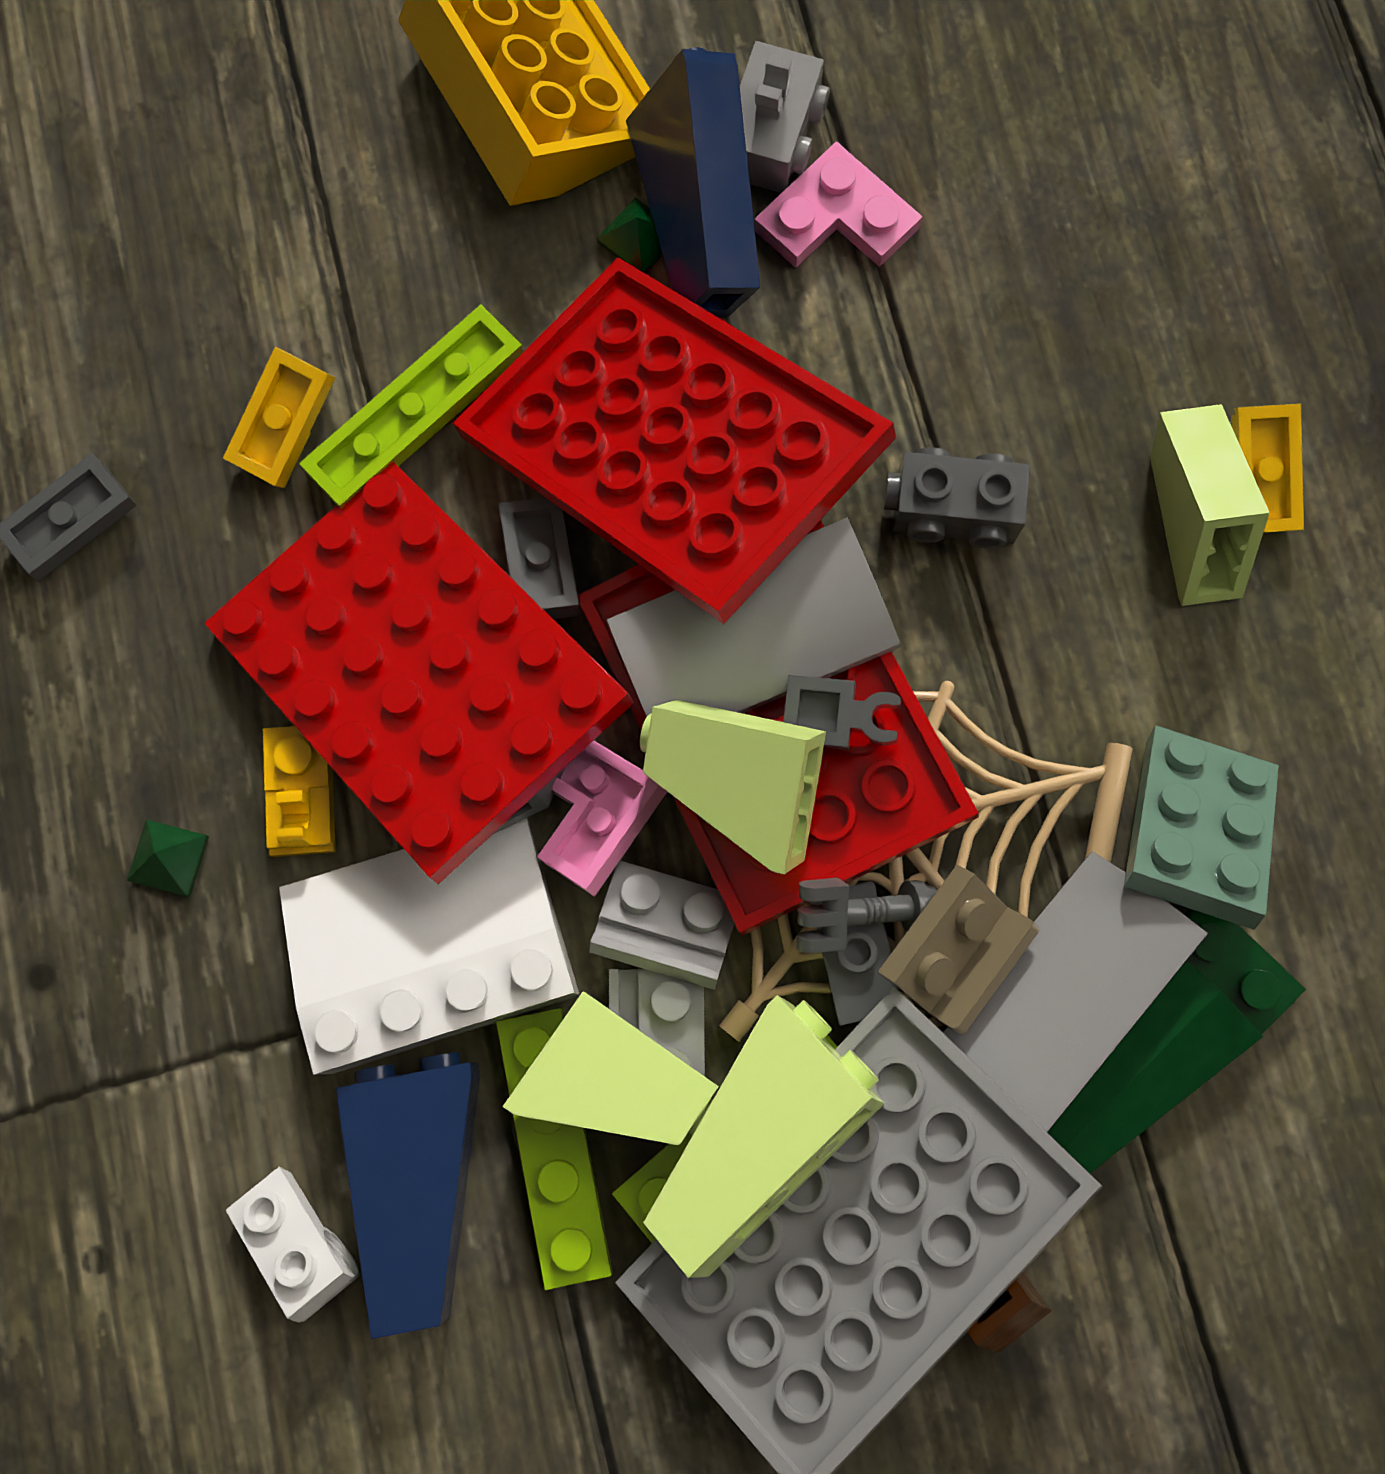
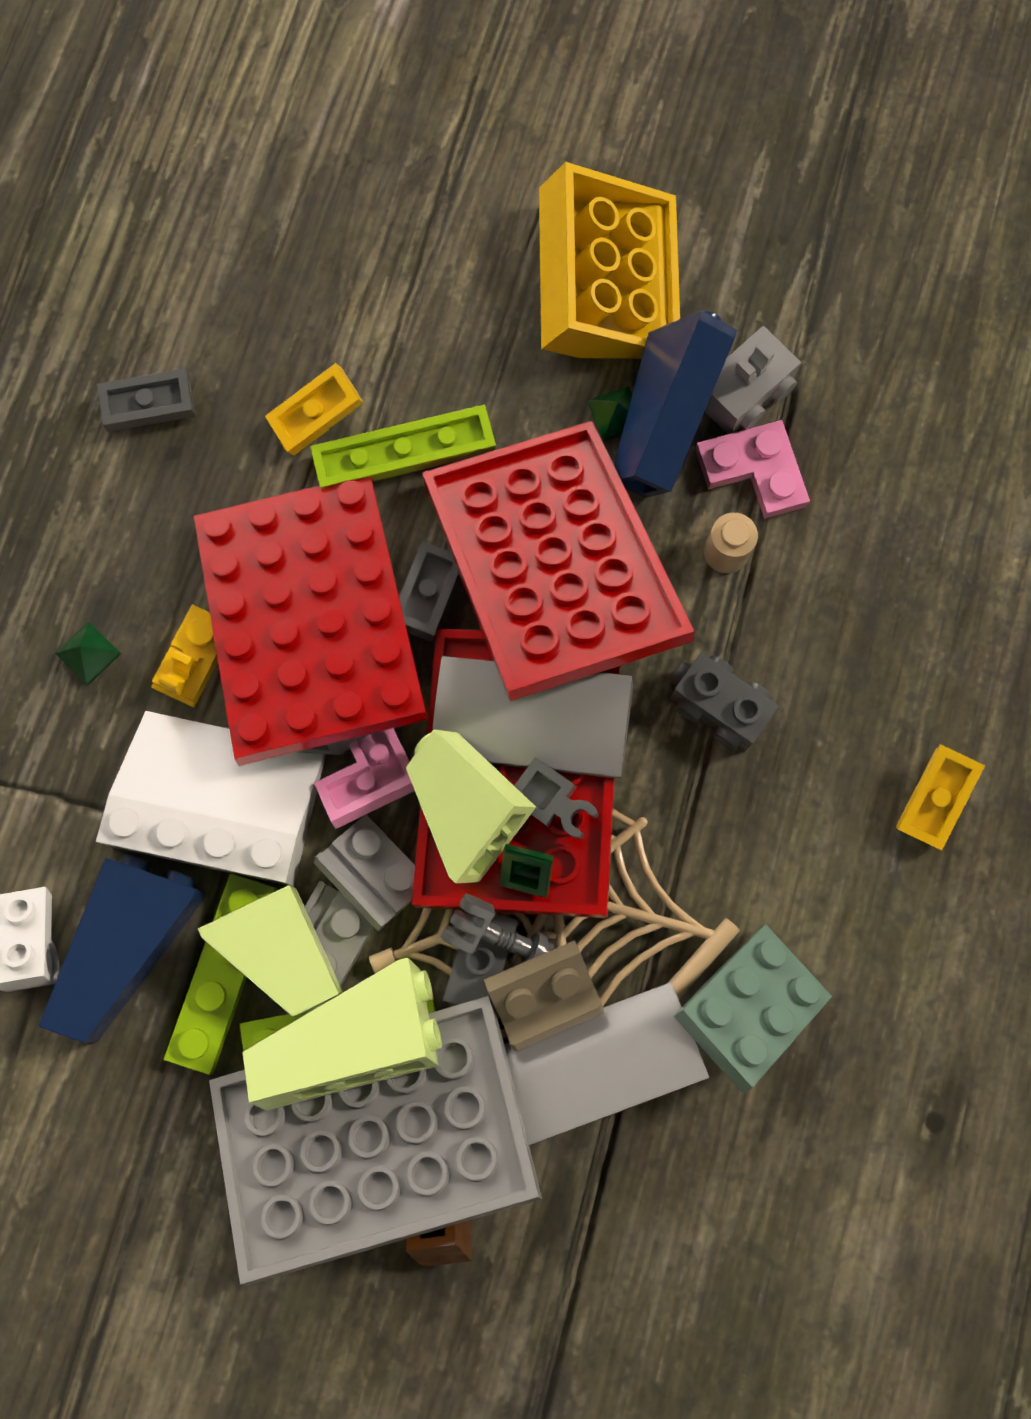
camera: 25 degrees right, 0 degrees up
(856, 813) = (526, 870): none -> dark green slope
(861, 310) = (730, 542): none -> tan brick
(1186, 1036) = (664, 1135): dark green plate -> none
(1206, 504) = (884, 796): yellowish green slope -> none

